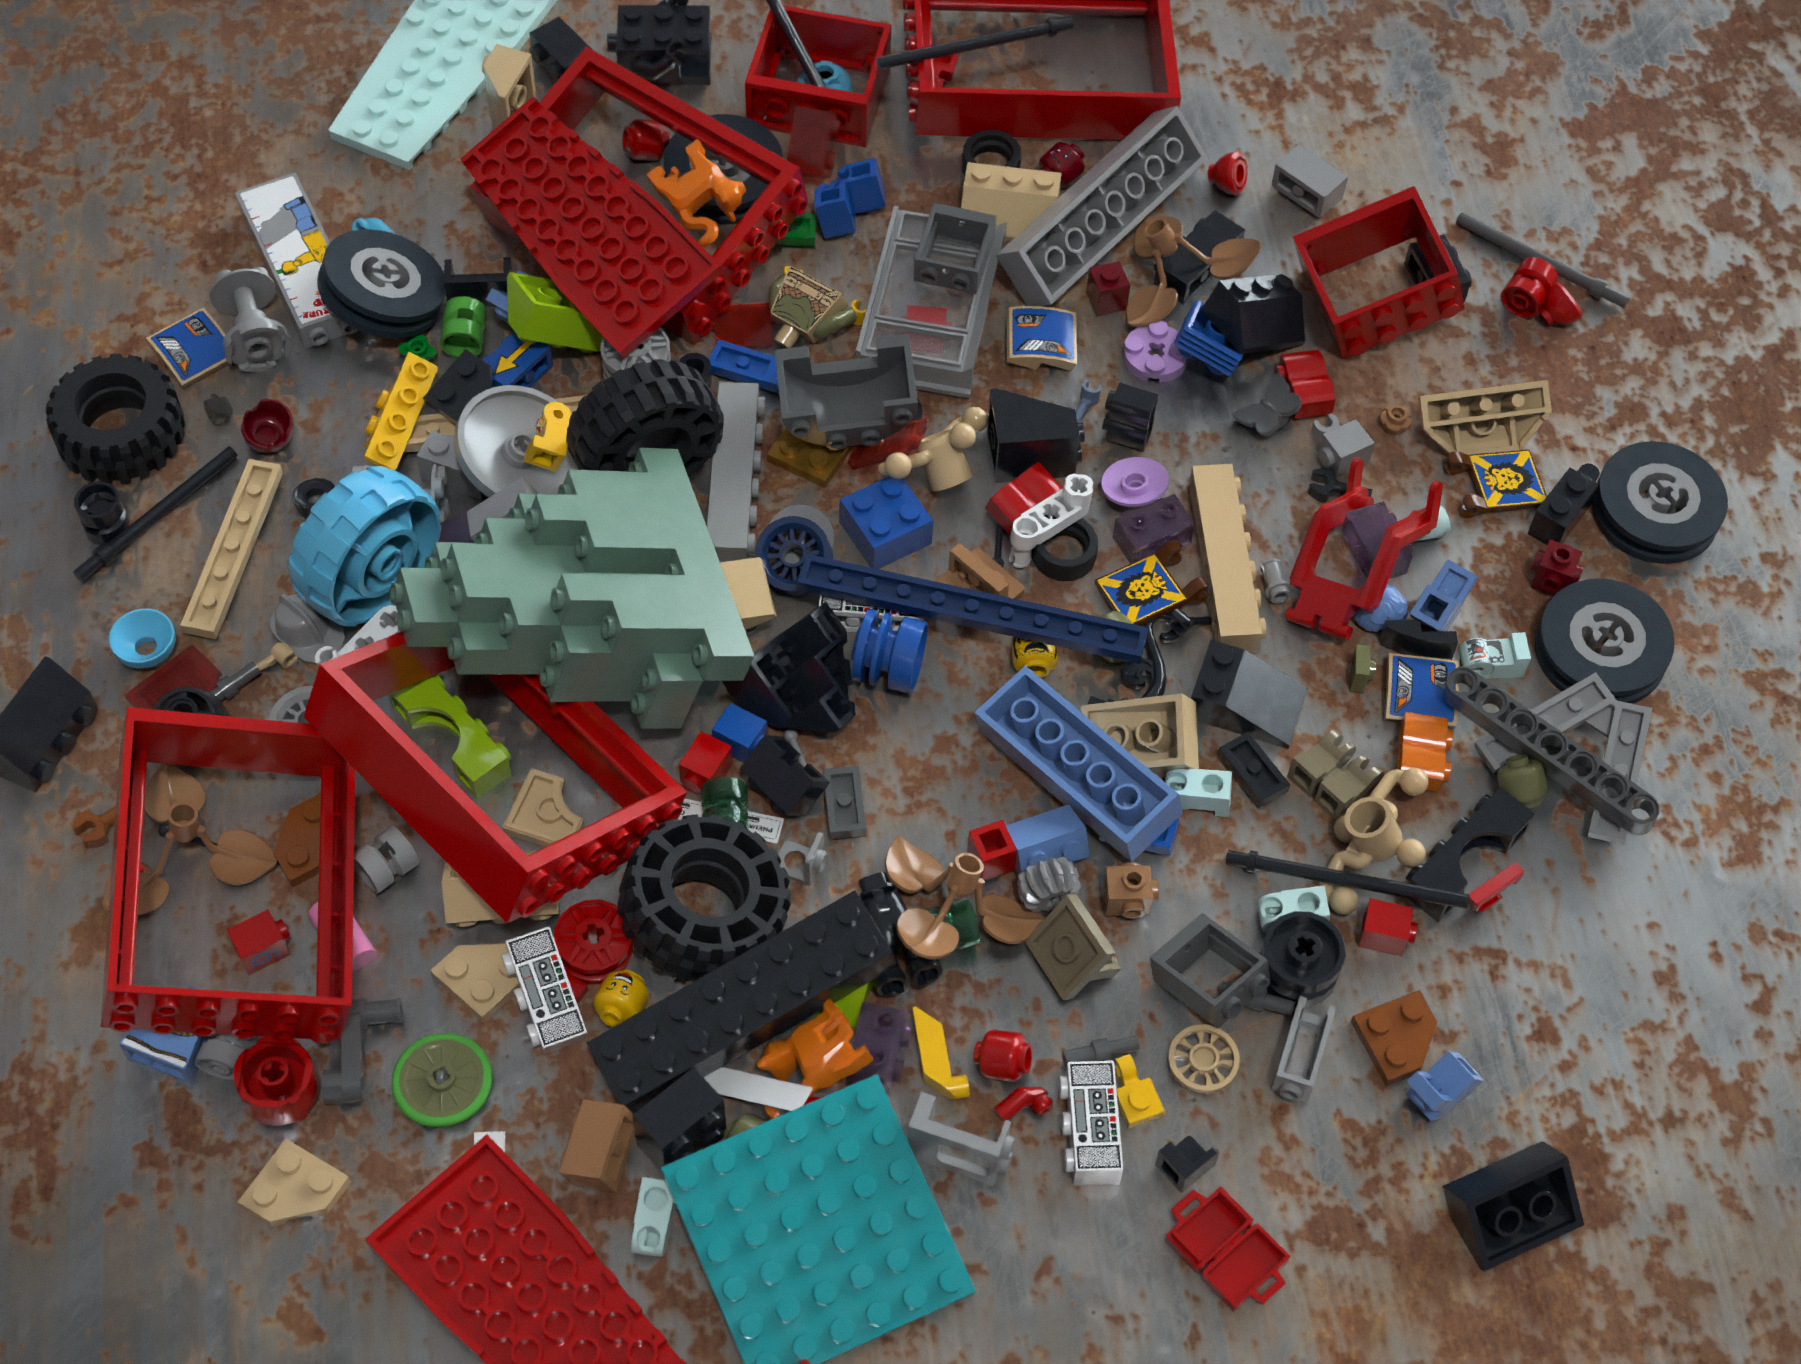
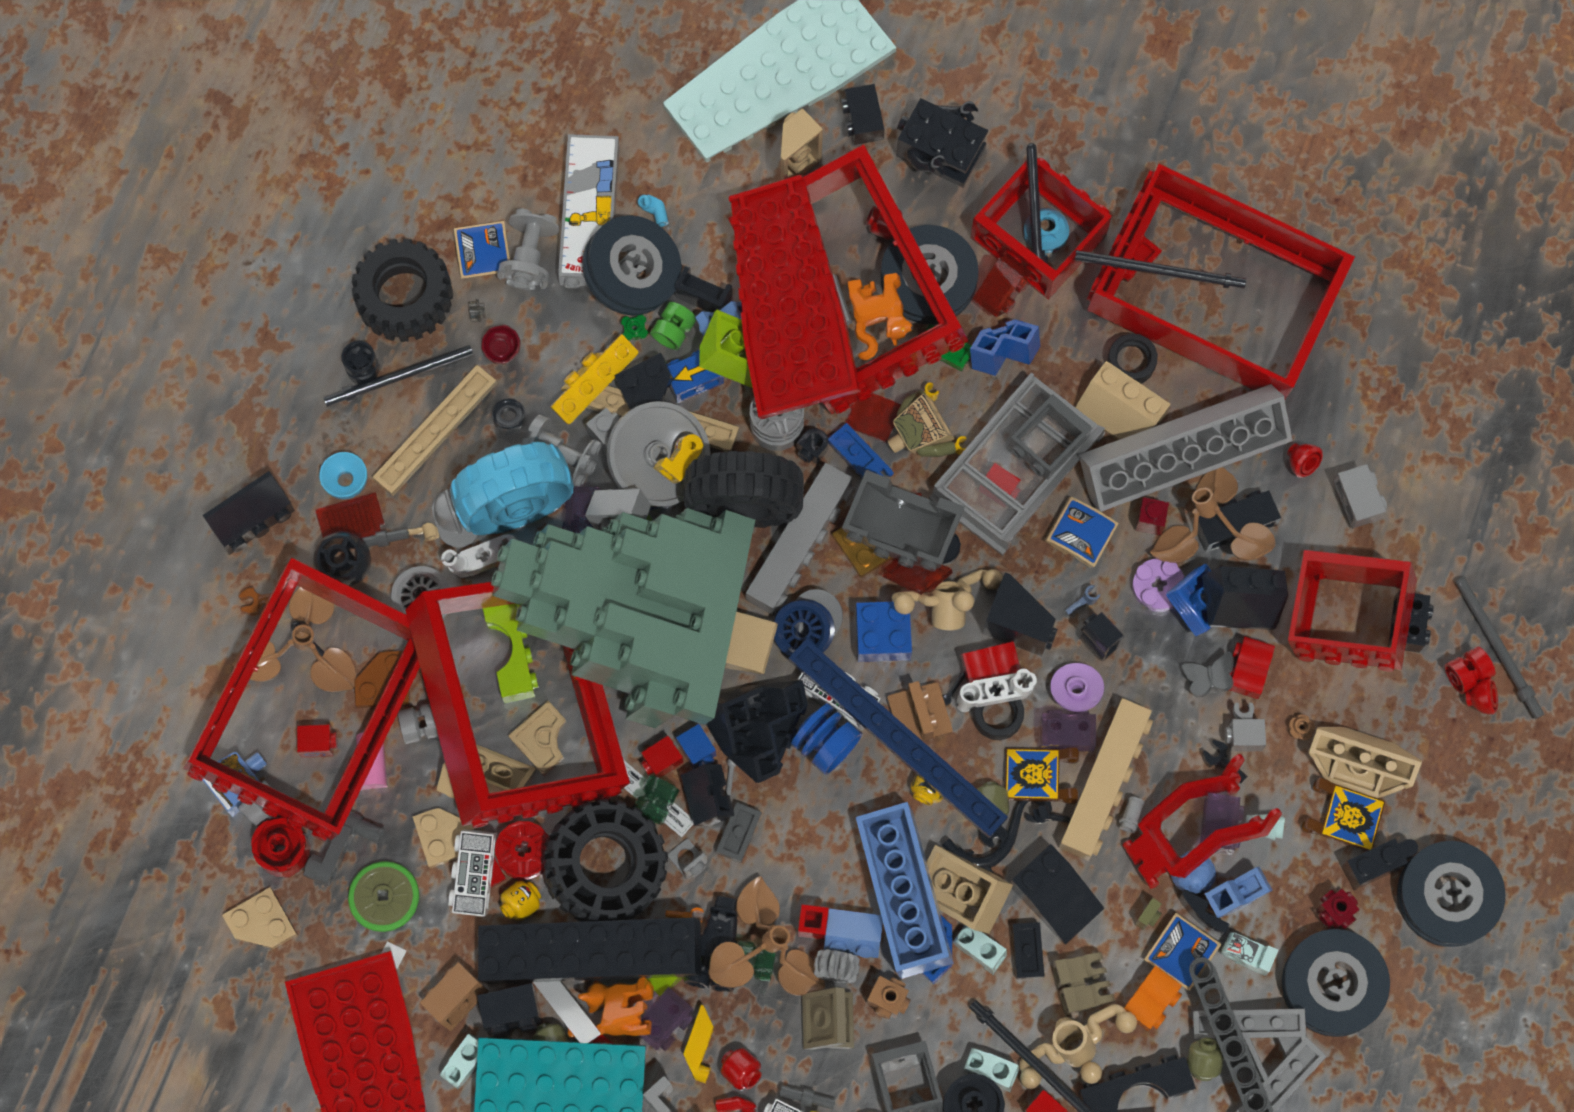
camera: 30 degrees right, 15 degrees up
(1065, 160) = (1181, 390): dark red head -> none

